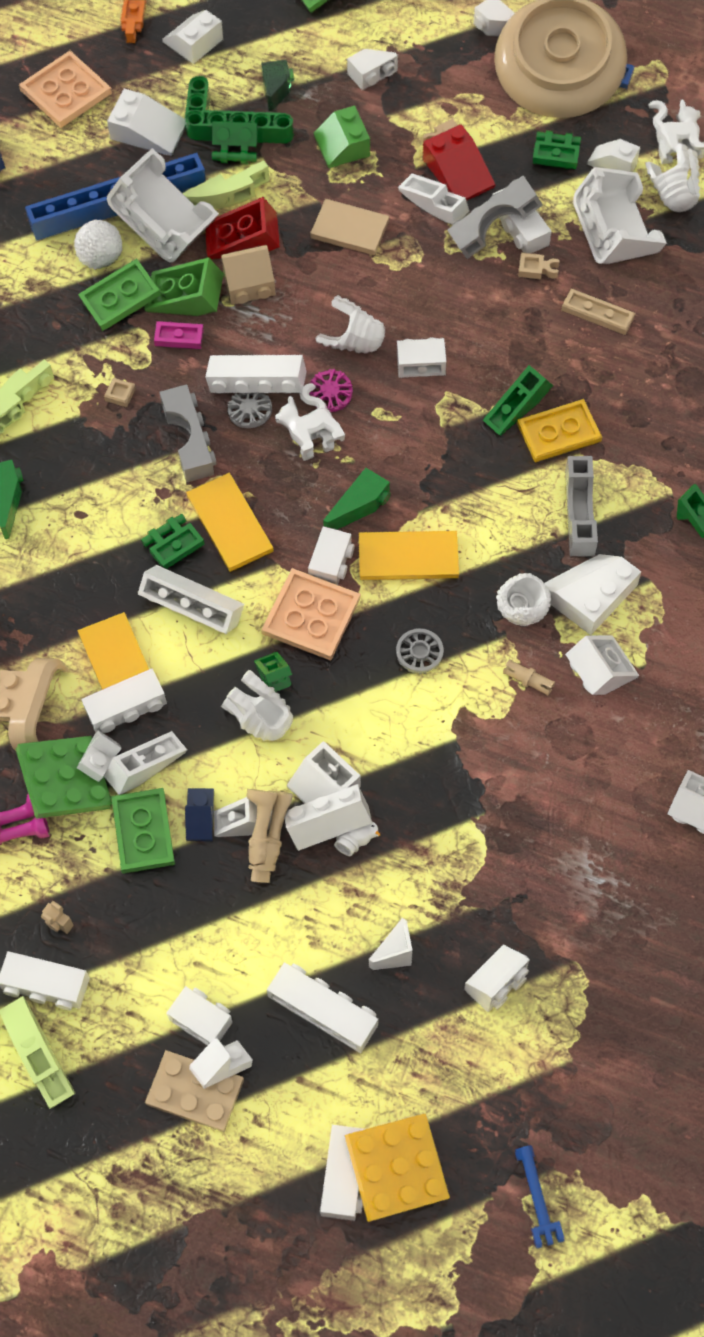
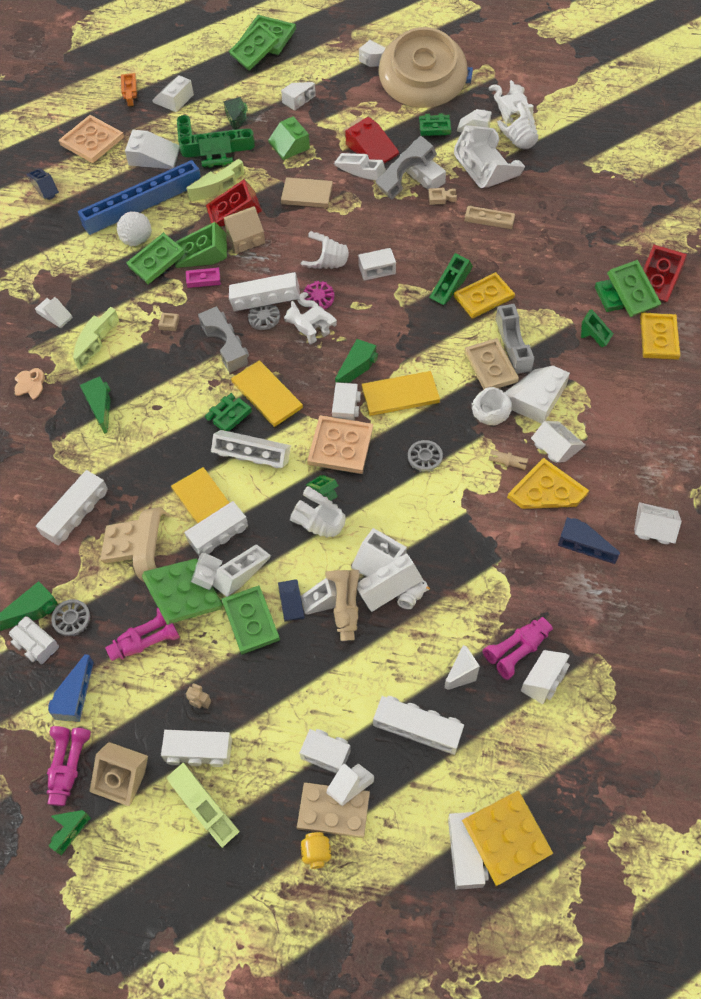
camera: 10 degrees left, 5 degrees down
(158, 208) = (171, 198): white windscreen -> none
(161, 1134) = (315, 850): none -> yellow head
(491, 923) = (528, 637): none -> dark pink piece
(541, 537) = (491, 364): none -> tan plate
(545, 1226) = (633, 861): blue hinge -> none
(570, 728) = (547, 488): none -> yellow plate
(595, 805) = (585, 540): none -> dark blue slope

